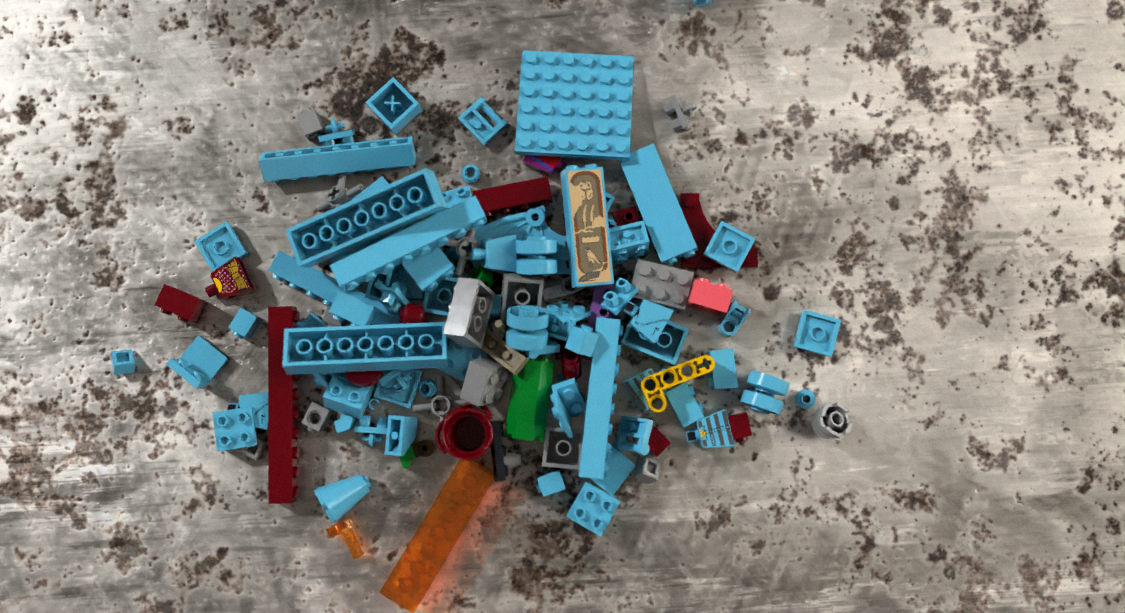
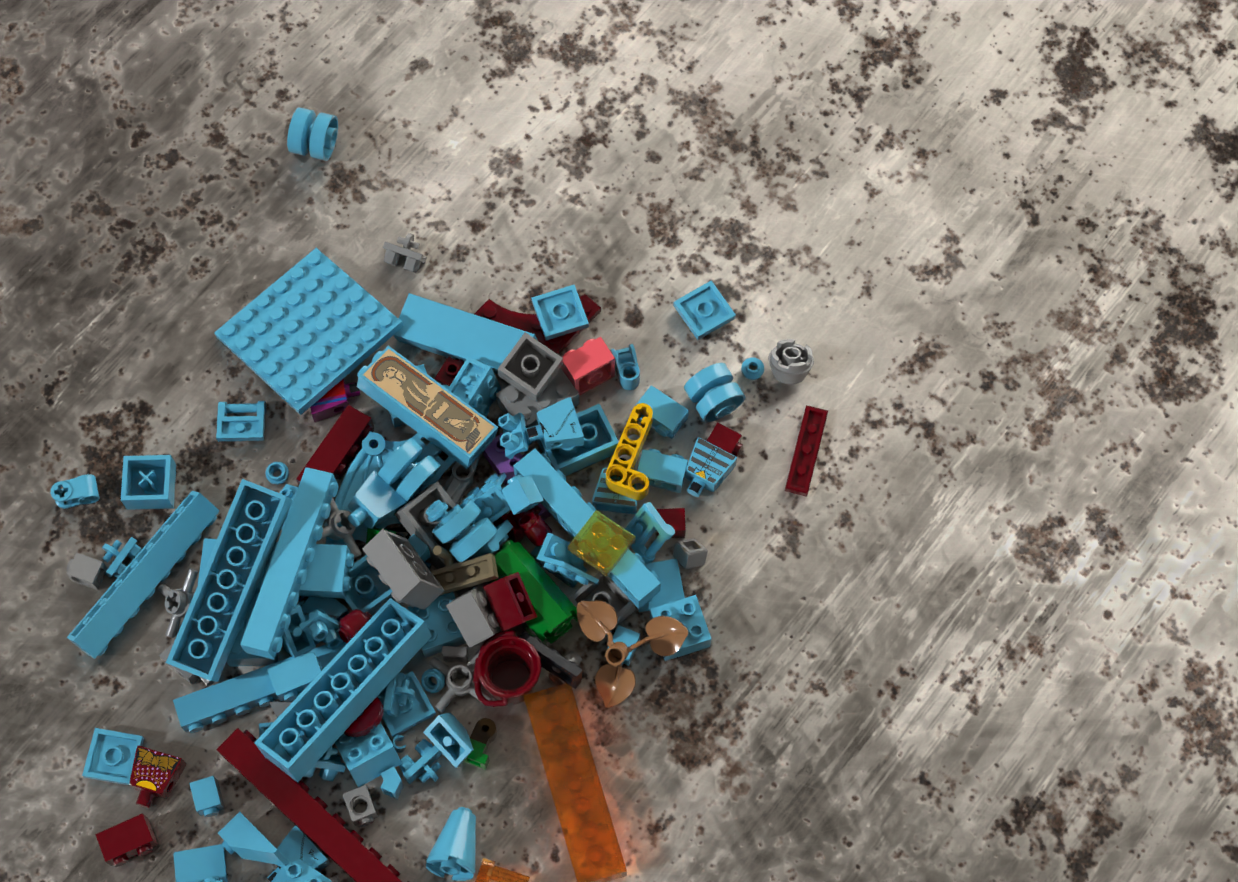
camera: 50 degrees left, 15 degrees down
(239, 371) = (248, 842): none -> medium azure slope
(354, 70) = (77, 491): none -> medium azure piece
(508, 397) = (510, 601): none -> dark red brick
(523, 299) = (437, 511): none -> medium azure plate
(526, 497) = (612, 680): none -> medium nougat plant
(594, 420) = (601, 543): none -> clear yellow plate
(671, 266) = (530, 366): none -> light grey brick
(781, 481) = (806, 451): none -> dark red tile

